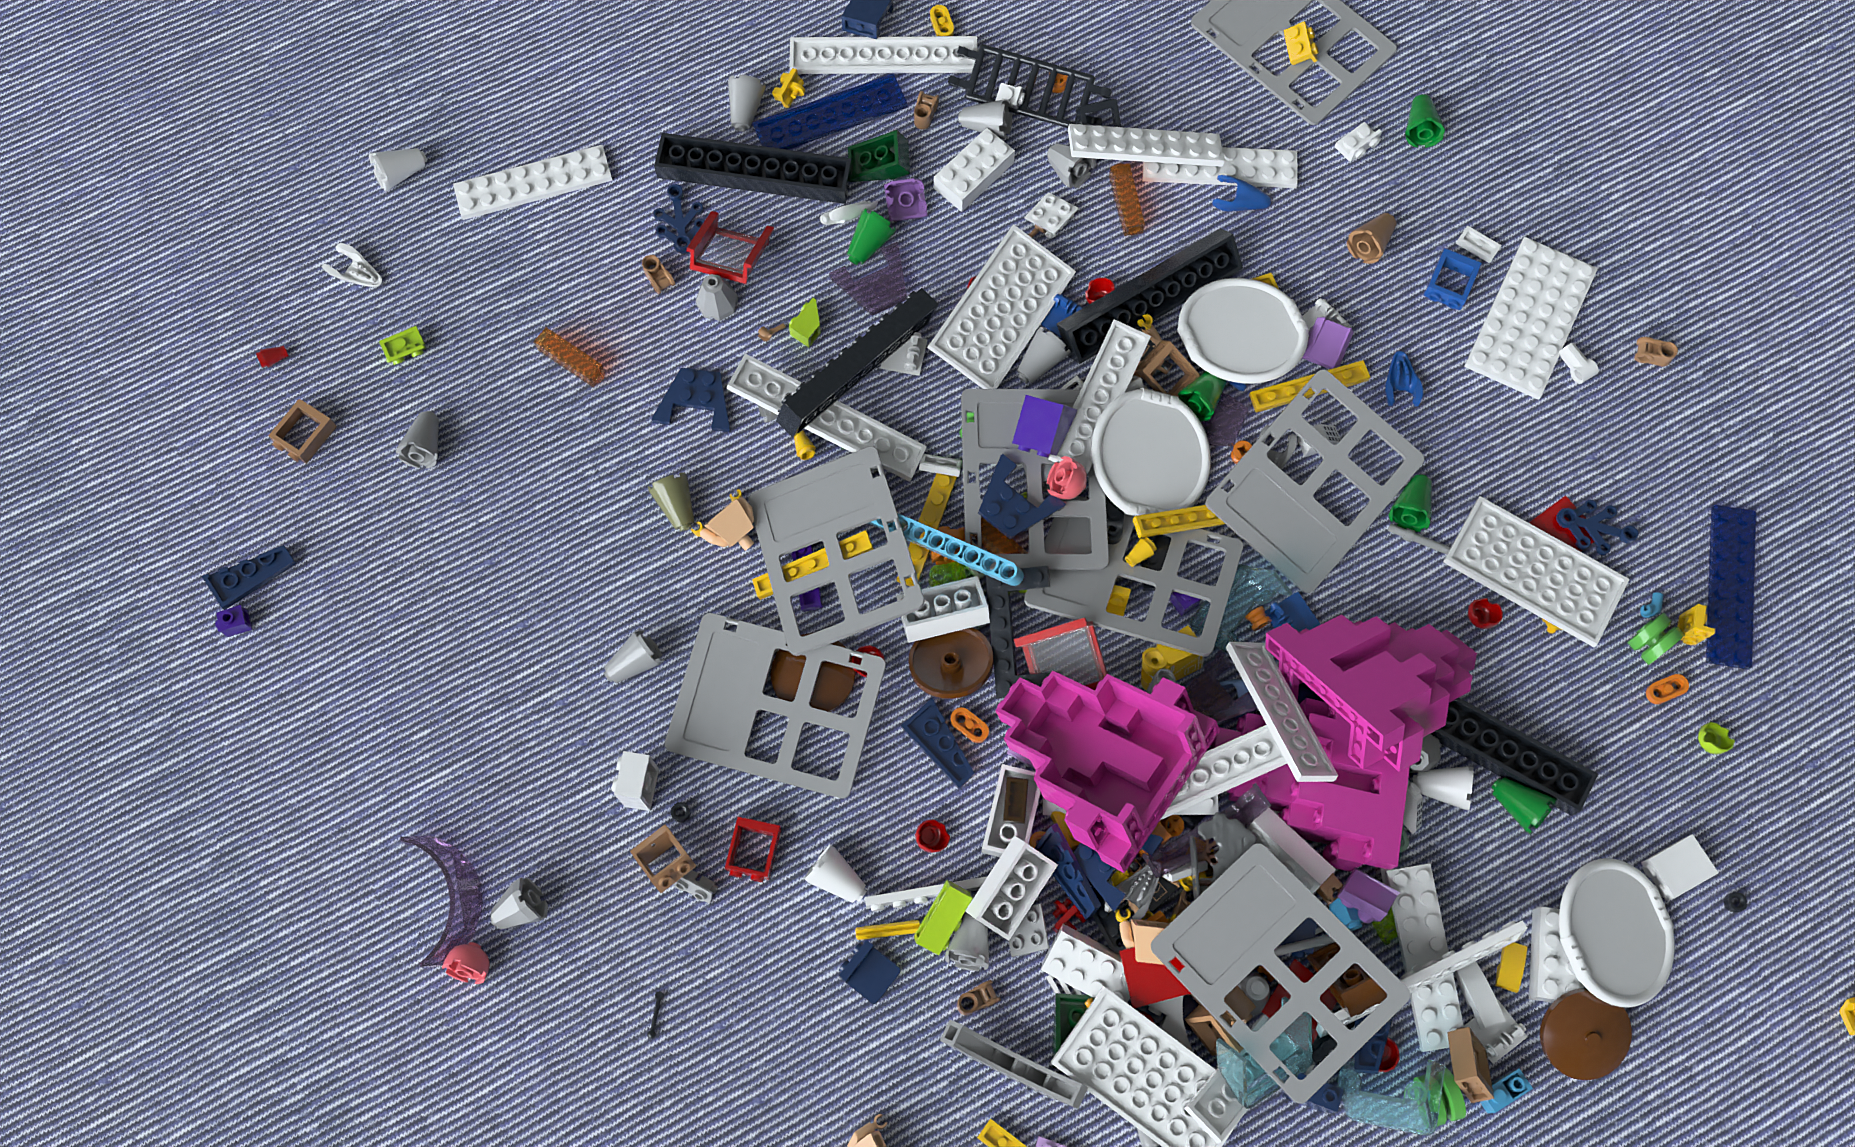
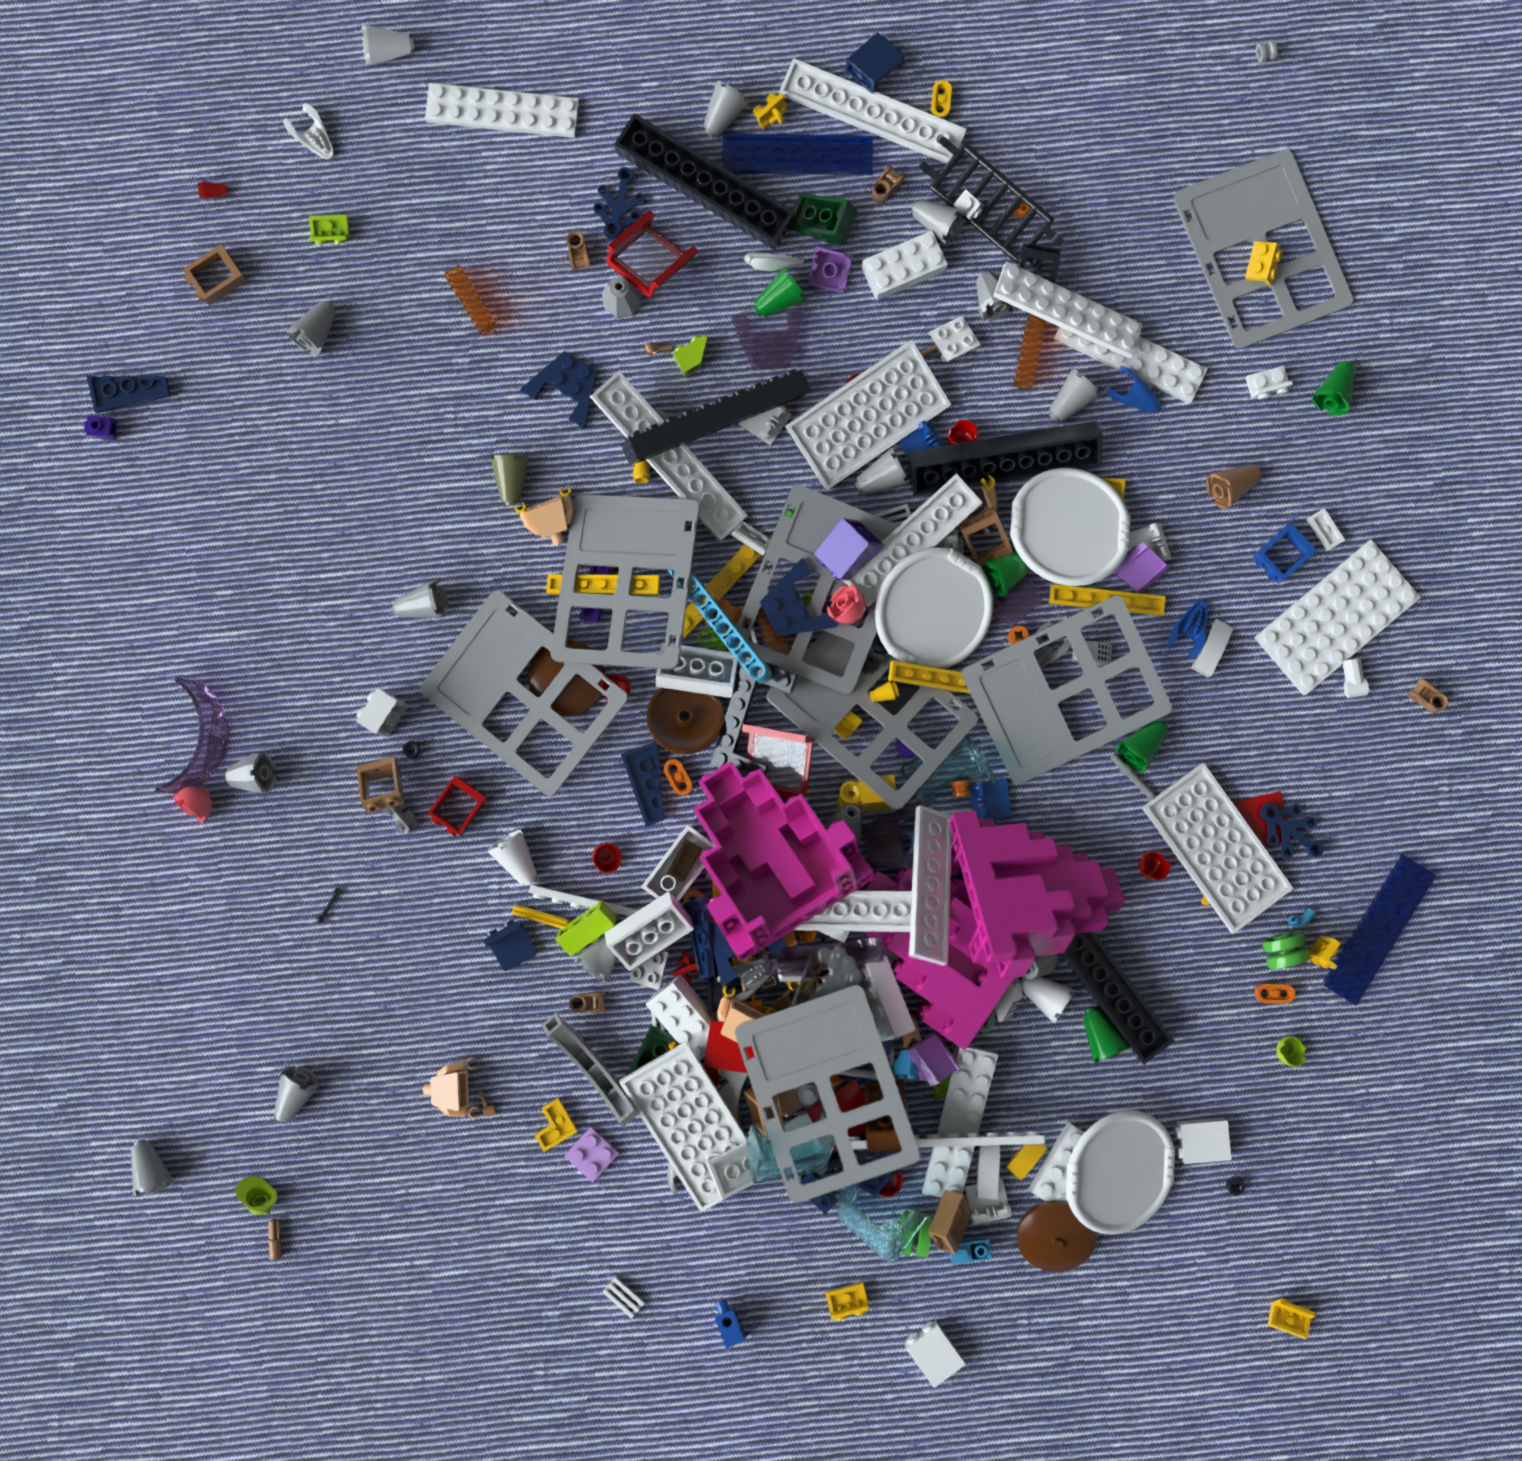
camera: 20 degrees right, 15 degrees up
(1187, 218) = (1073, 397): none -> light grey cone
(1433, 390) = (1213, 648): none -> white slope

